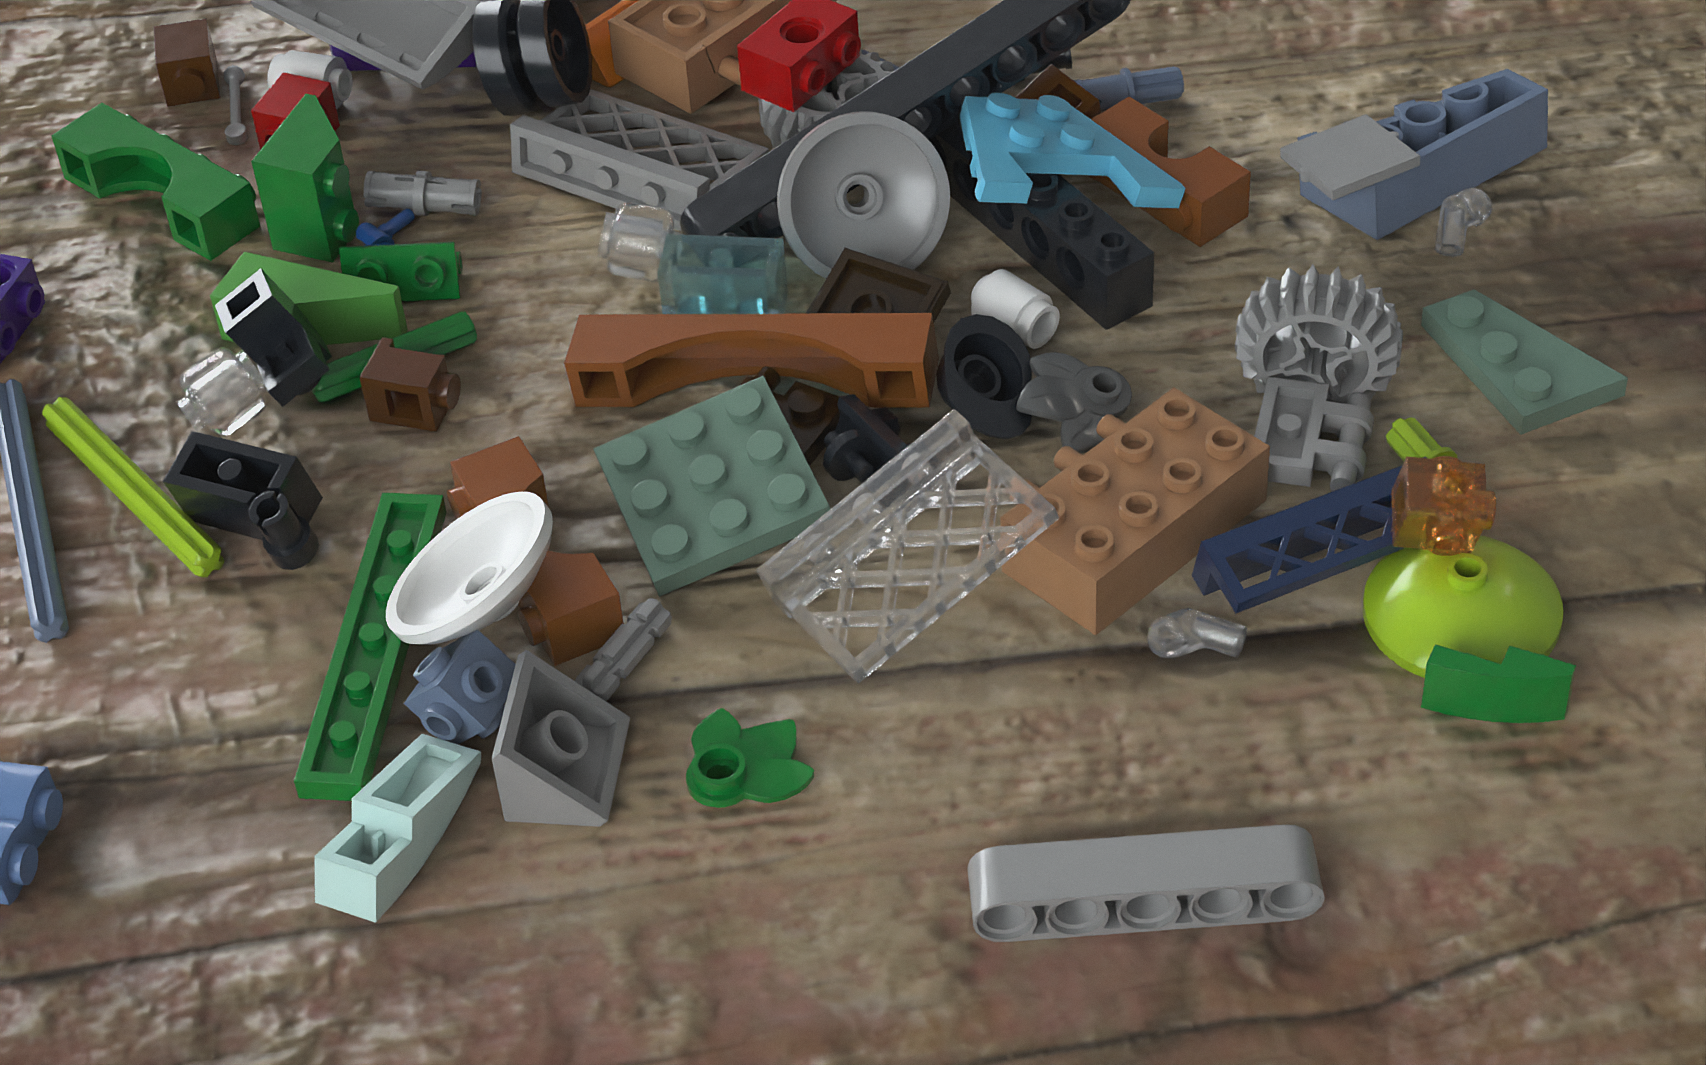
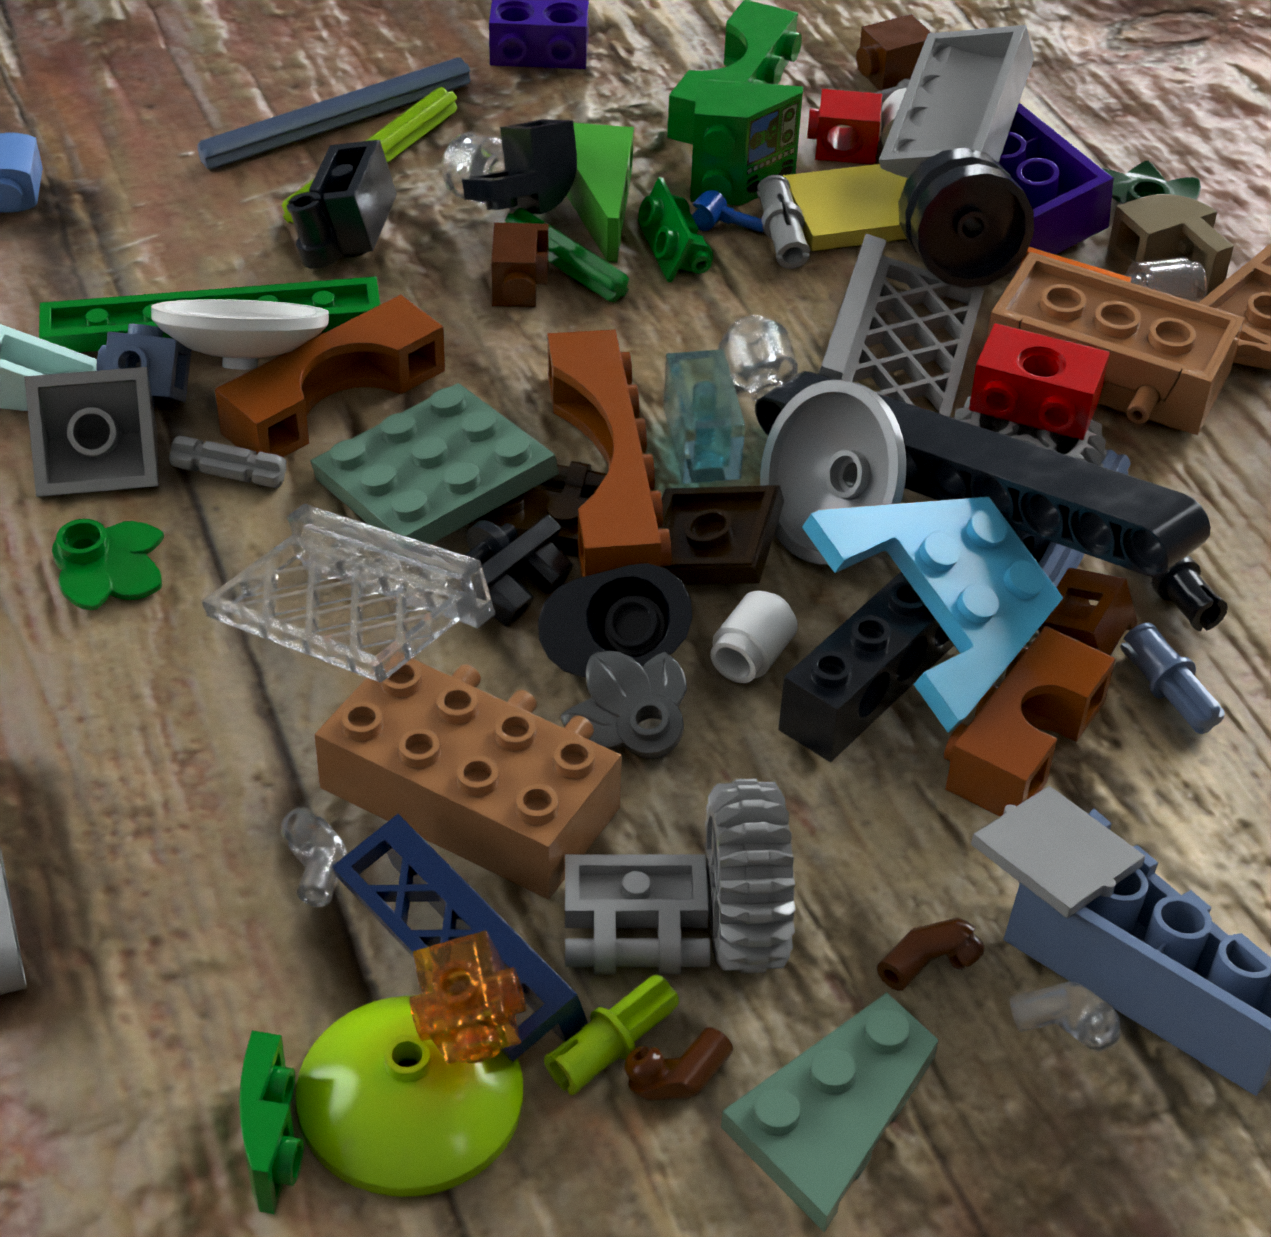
camera: 70 degrees right, 0 degrees up
(415, 128) = (848, 204): none -> light yellow tile
(1376, 267) = (927, 943): none -> reddish brown arm
(1477, 436) = (680, 1077): none -> reddish brown arm

